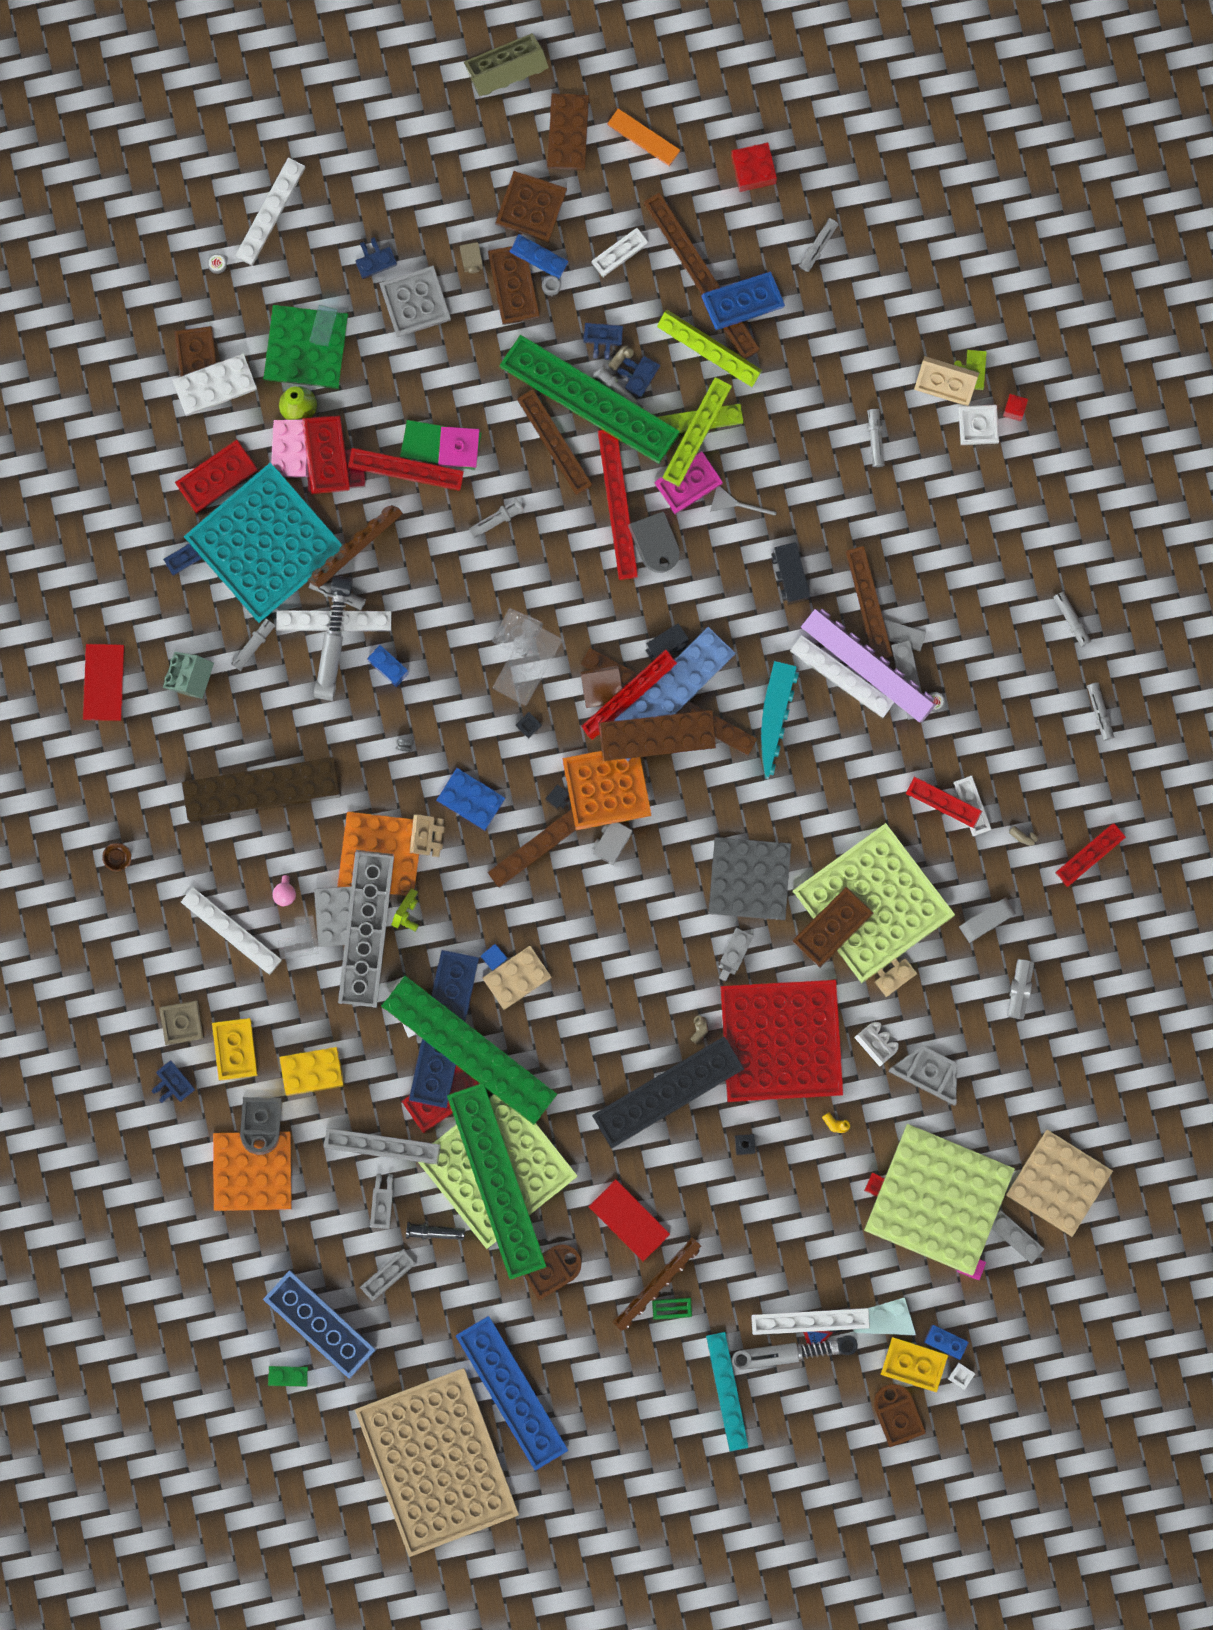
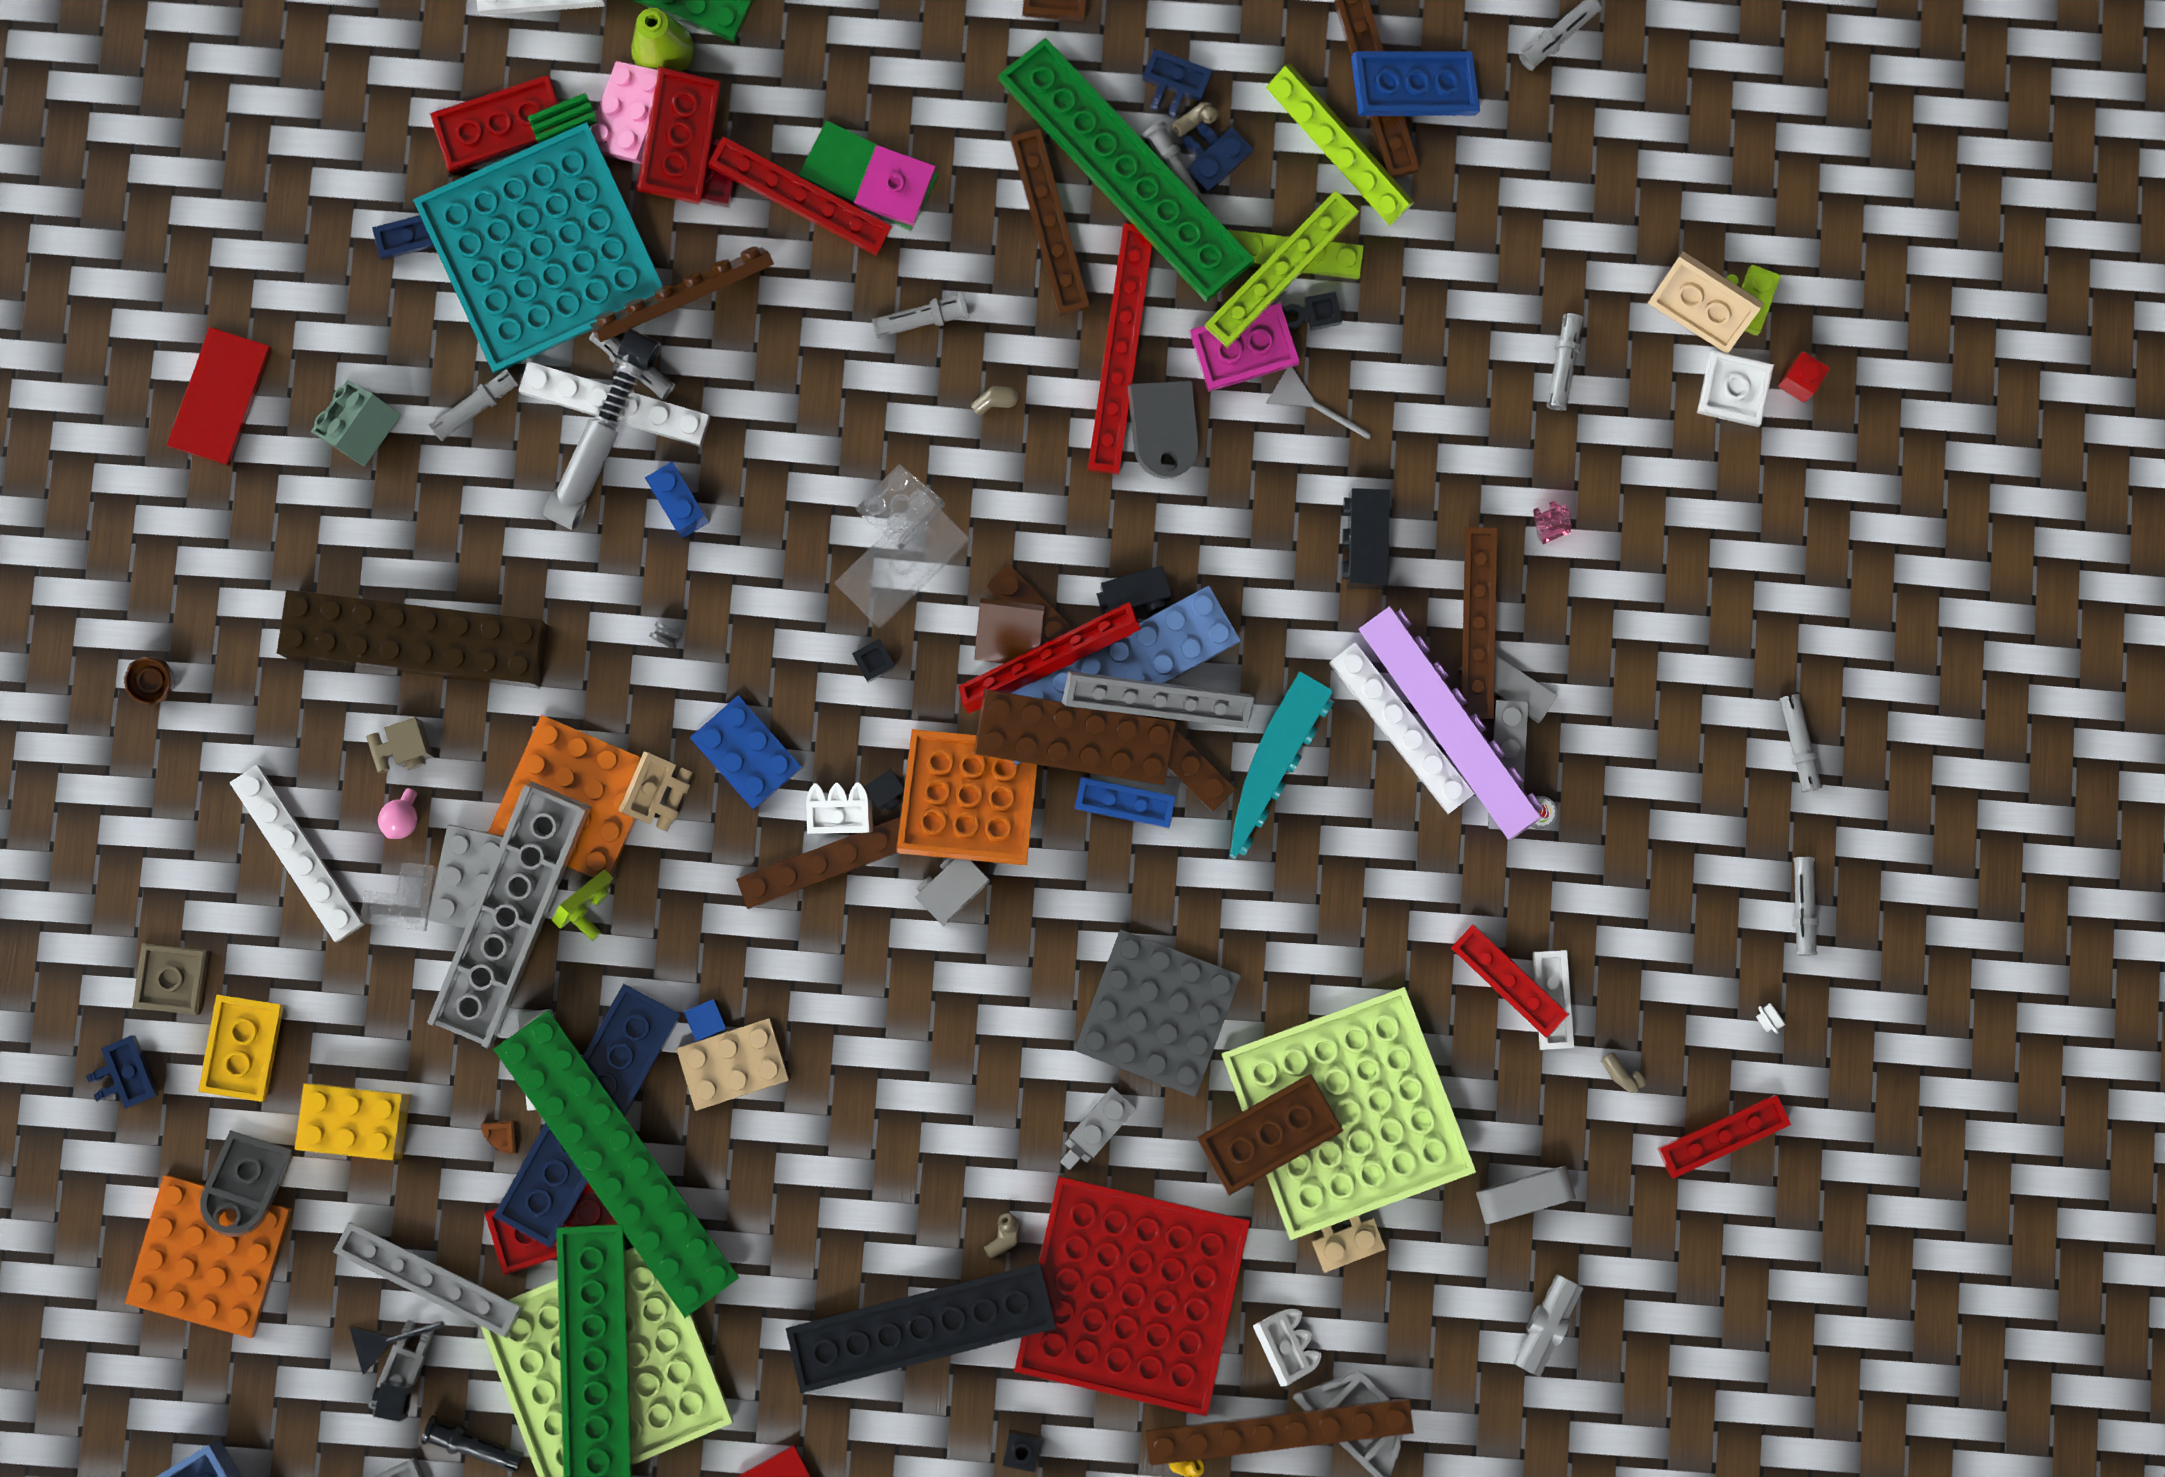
camera: 10 degrees right, 0 degrees up
(252, 461) = (561, 115): none -> green tile
(275, 850) = (406, 743): none -> dark tan brick
(360, 1193) = (372, 1345): none -> black piece
(383, 1217) = (392, 1400): none -> black plate
(397, 1056) = (501, 1135): none -> dark orange tile
(534, 817) = (838, 813): none -> white plate
(553, 553) = (995, 397): none -> dark tan arm
(696, 765) = (1124, 802): none -> blue plate
(698, 700) = (1157, 699): none -> light grey plate
(725, 449) = (1319, 311): none -> black plate
(886, 1091) = (1279, 1431): none -> reddish brown plate
(895, 533) = (1552, 523): none -> clear pink tile
(1098, 781) = (1770, 1018): none -> white plate

